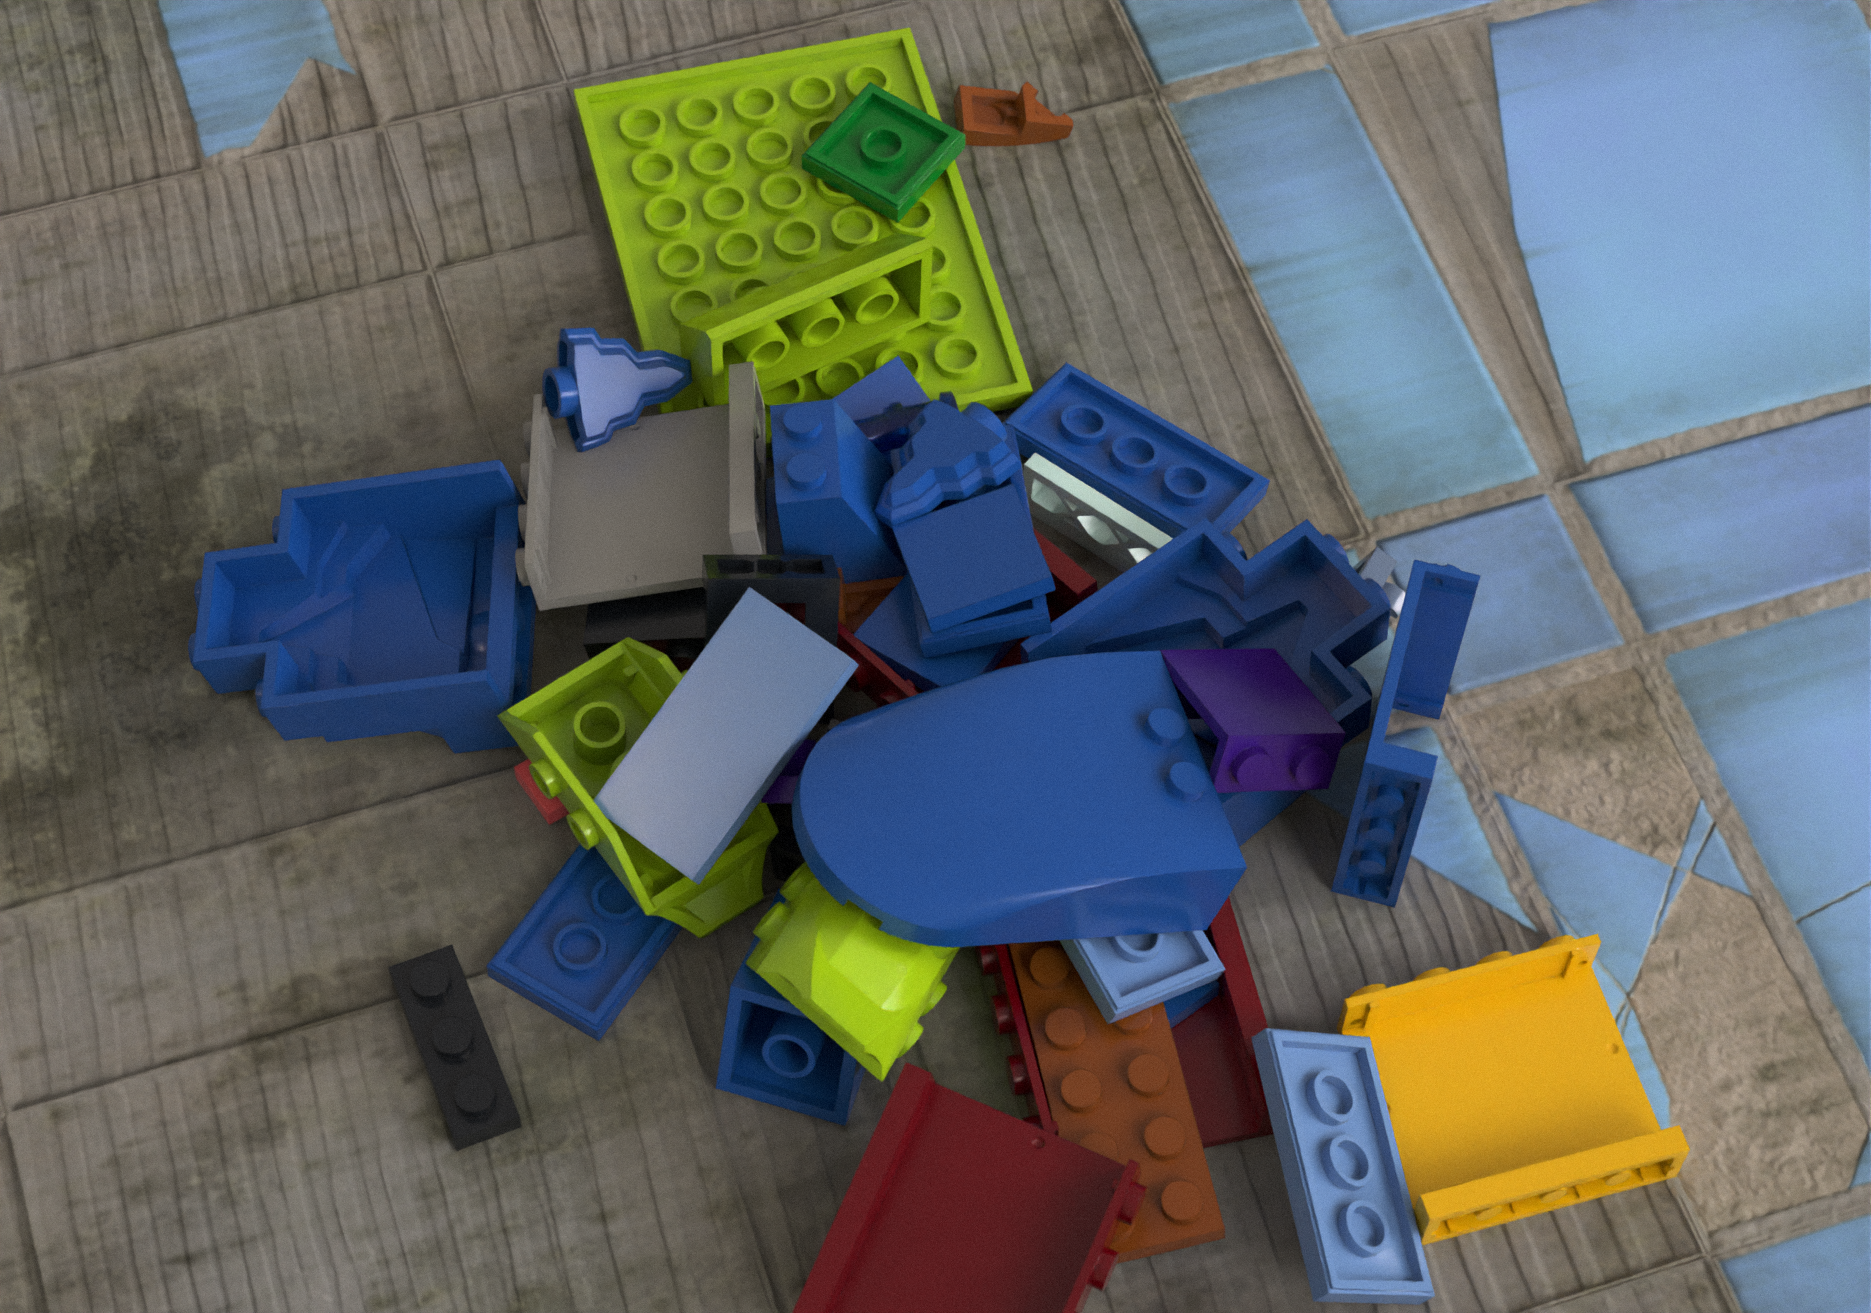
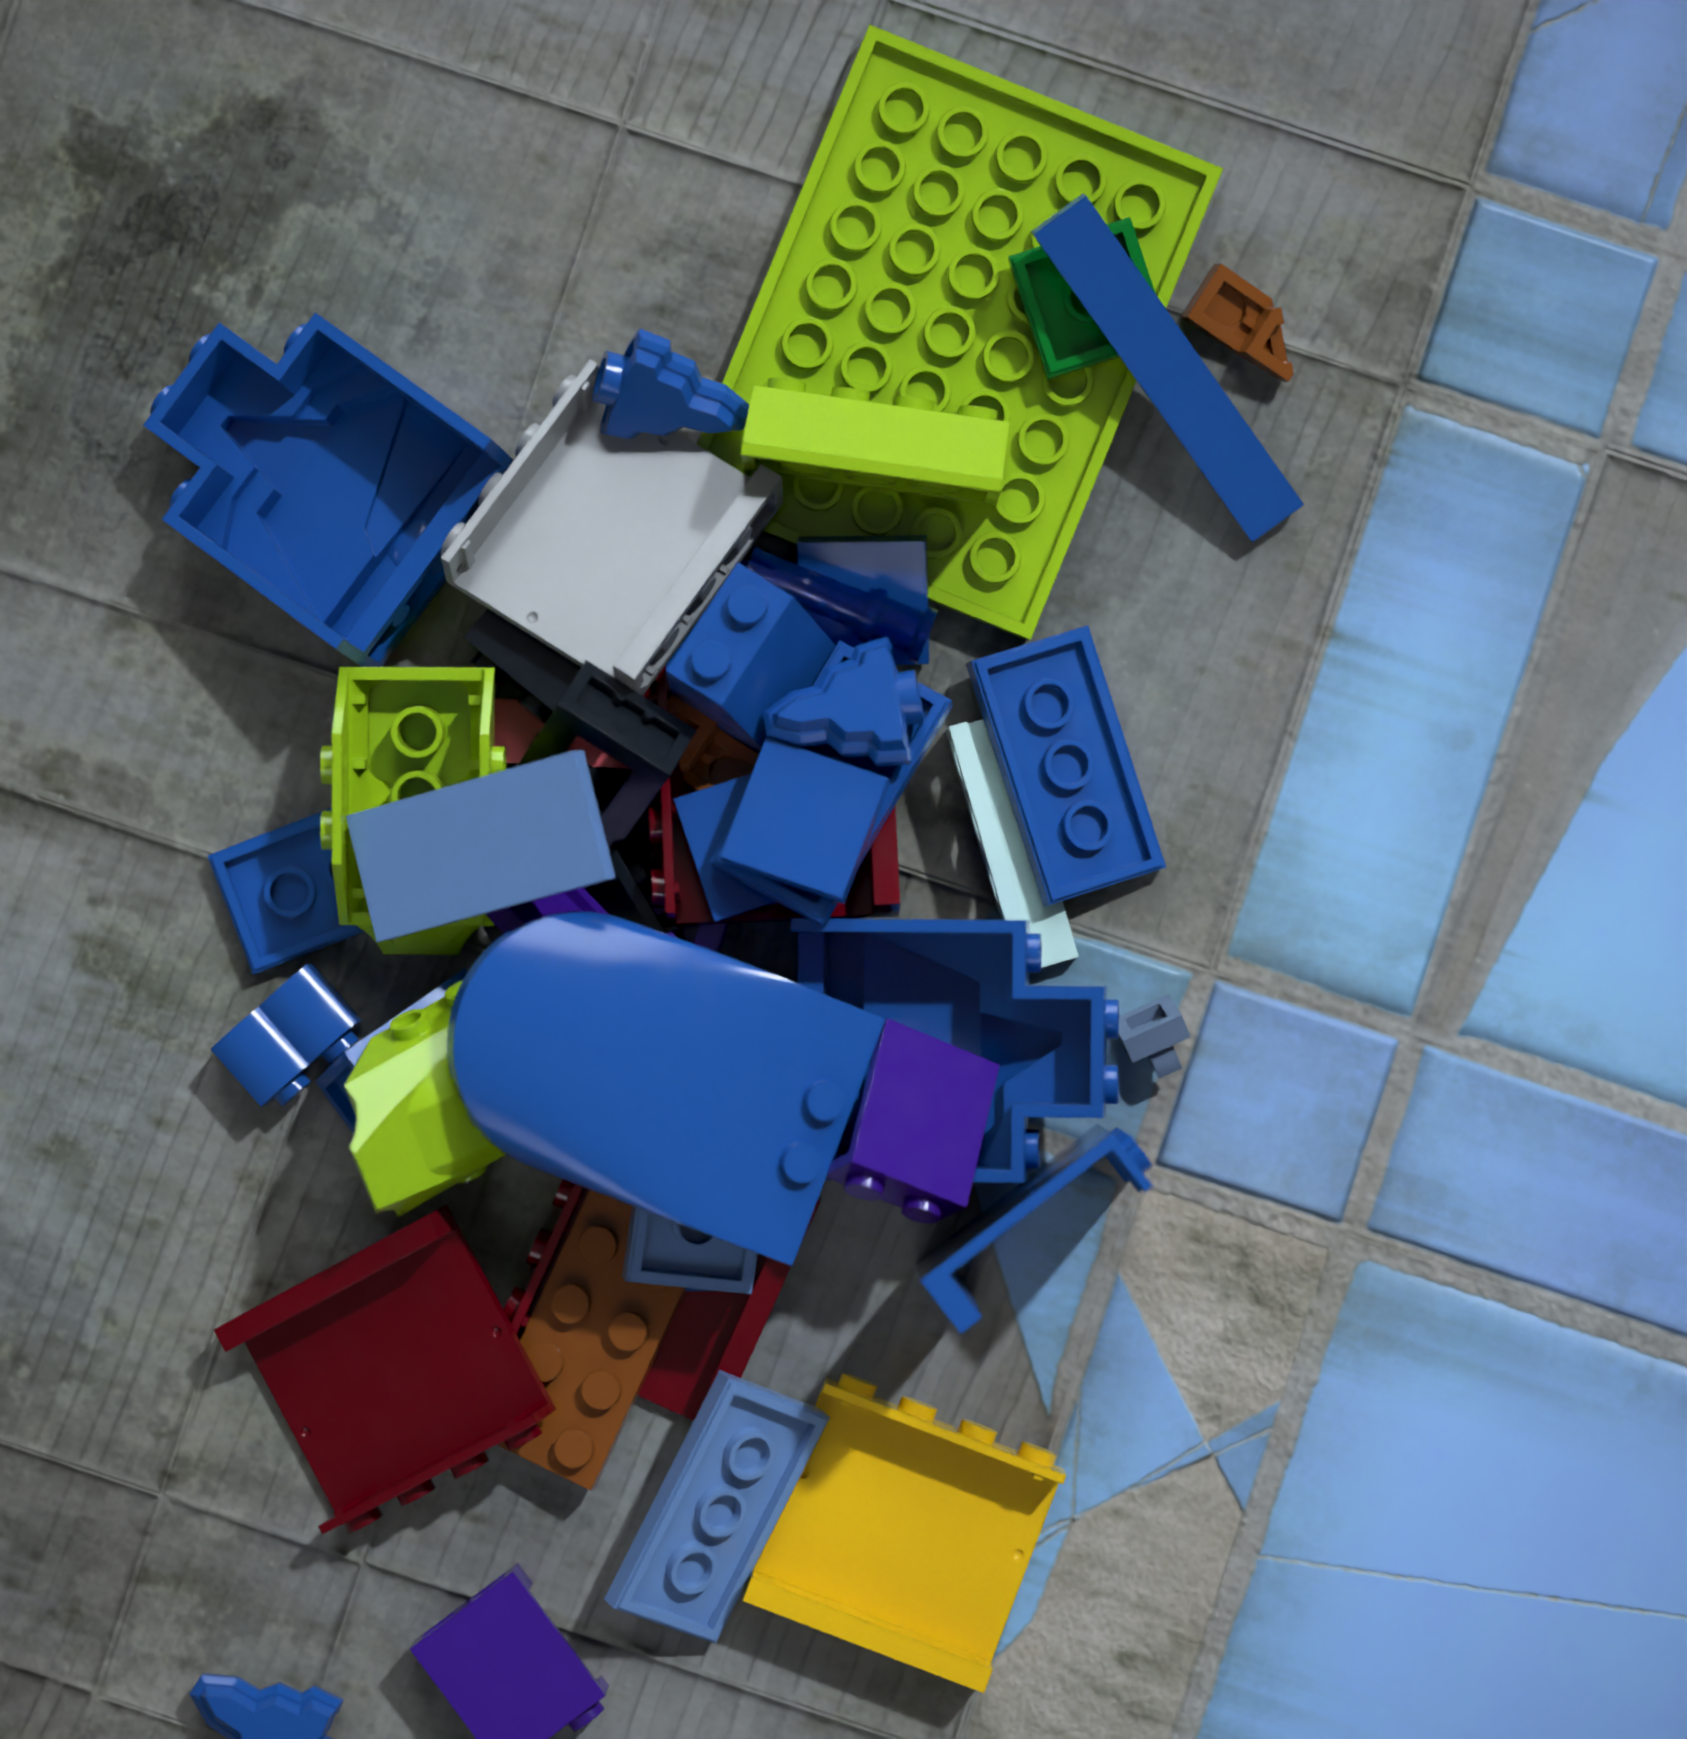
camera: 45 degrees right, 30 degrees up
(454, 1047) = (140, 904): black plate -> none
(665, 1055) = (288, 1036): none -> blue brick
(981, 149) = (1167, 367): none -> blue tile

